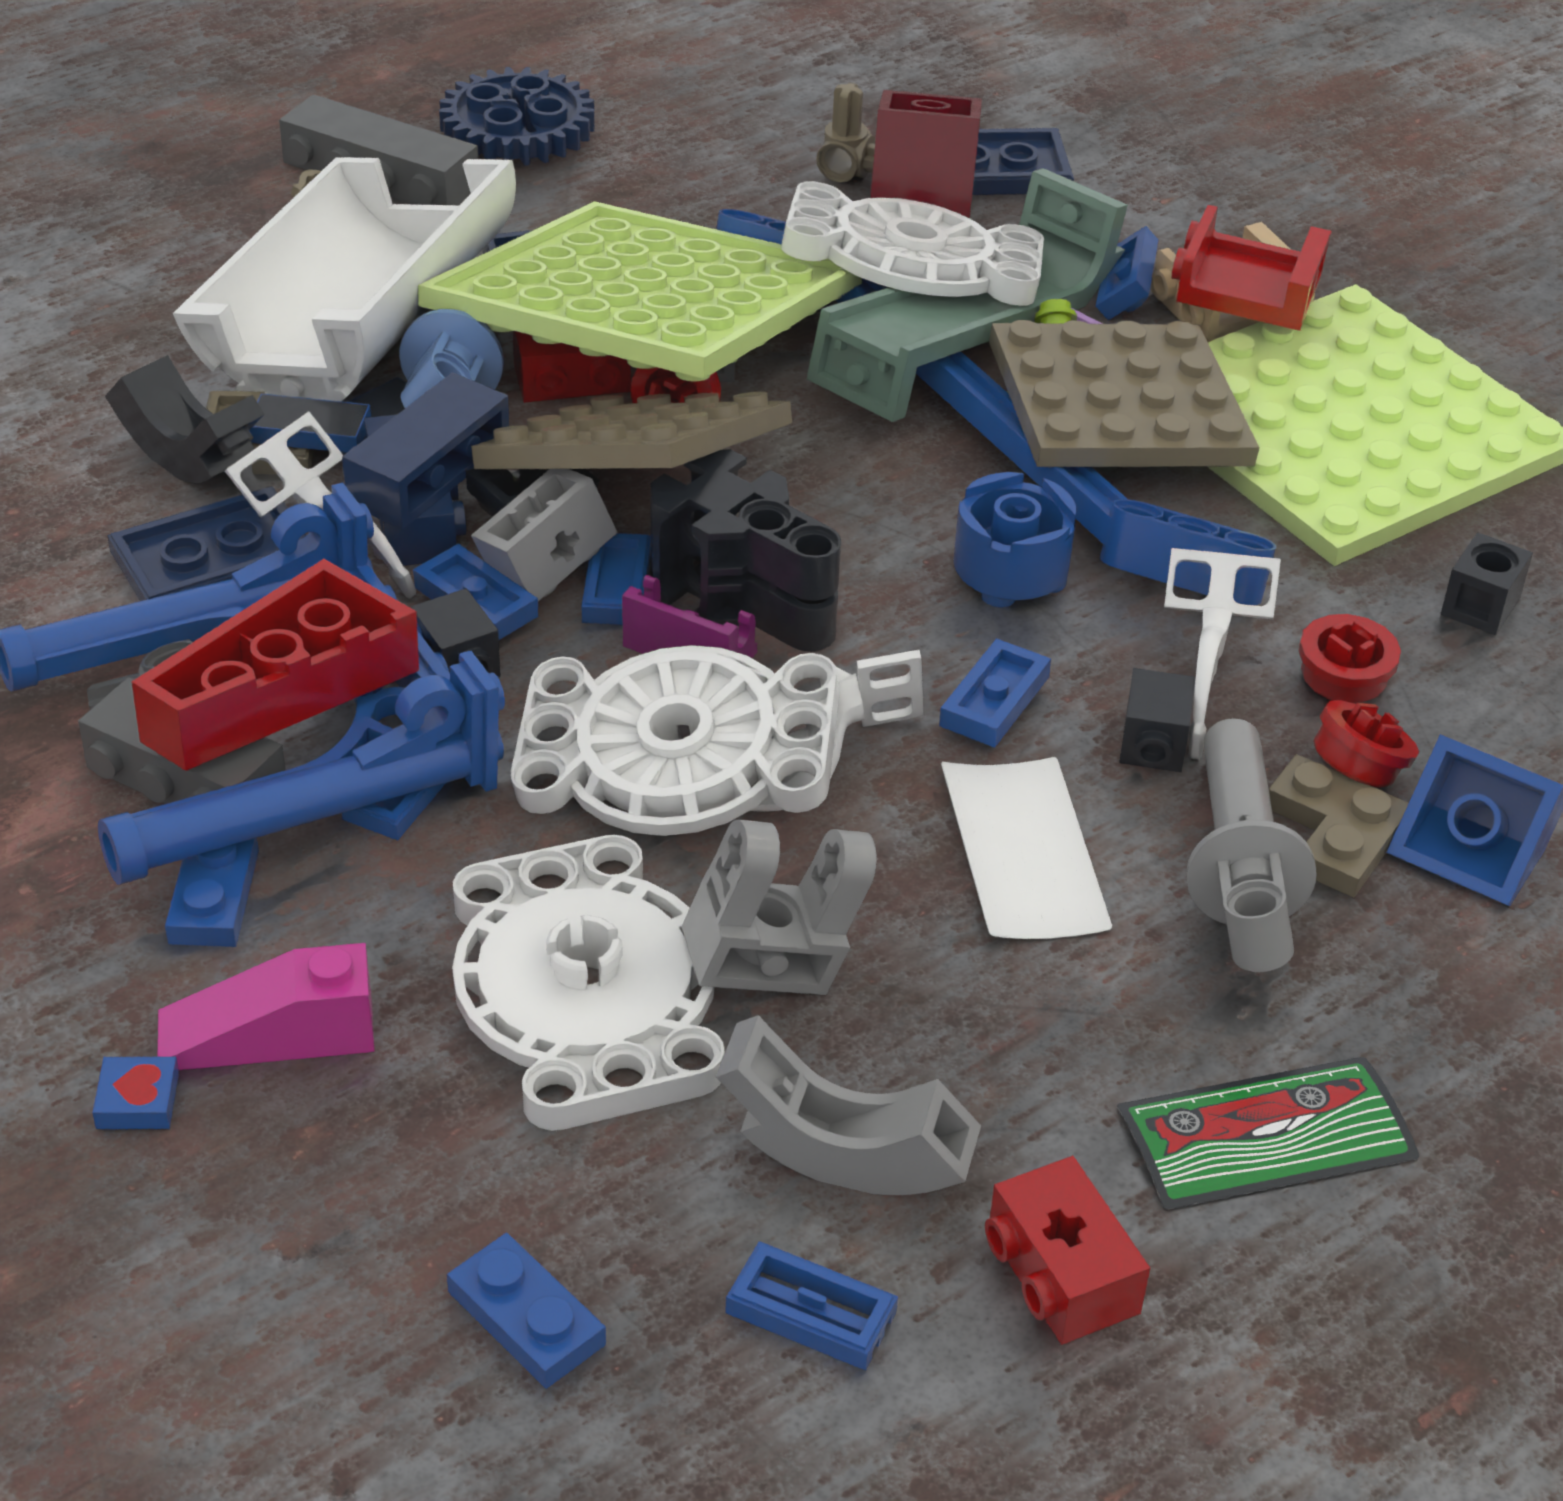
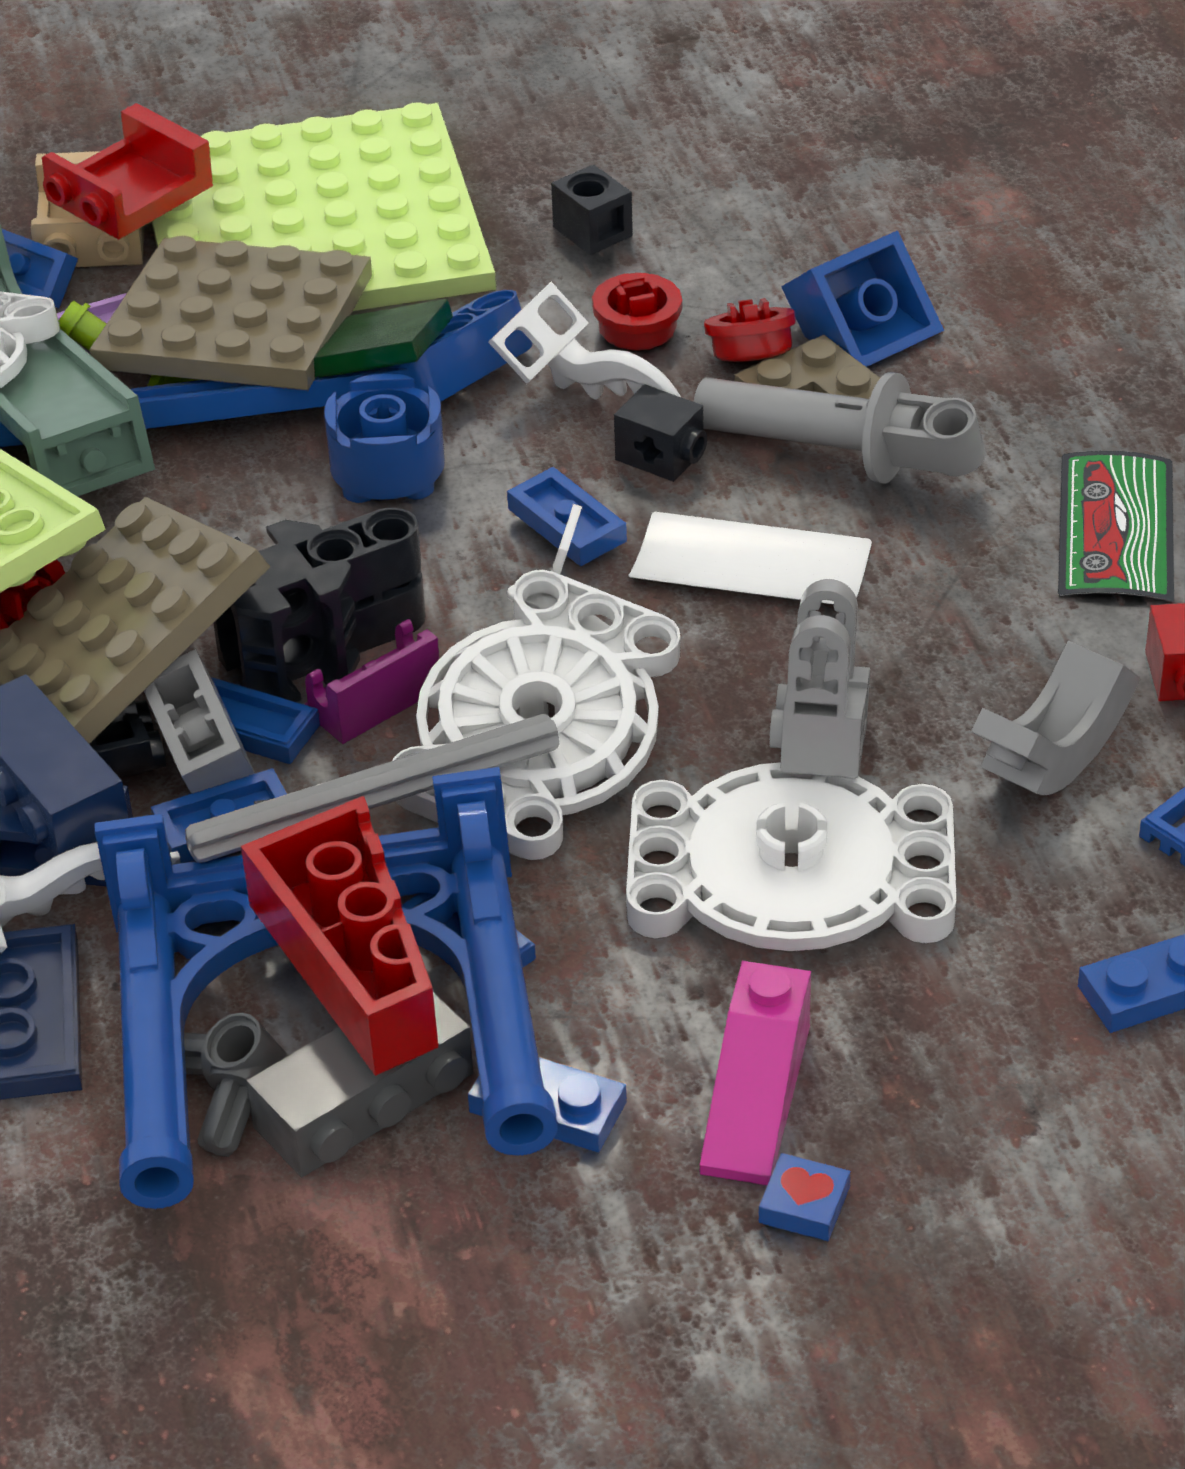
camera: 65 degrees left, 0 degrees up
(503, 649) = (378, 785): none -> light grey axle
(1132, 484) = (382, 338): none -> dark green tile

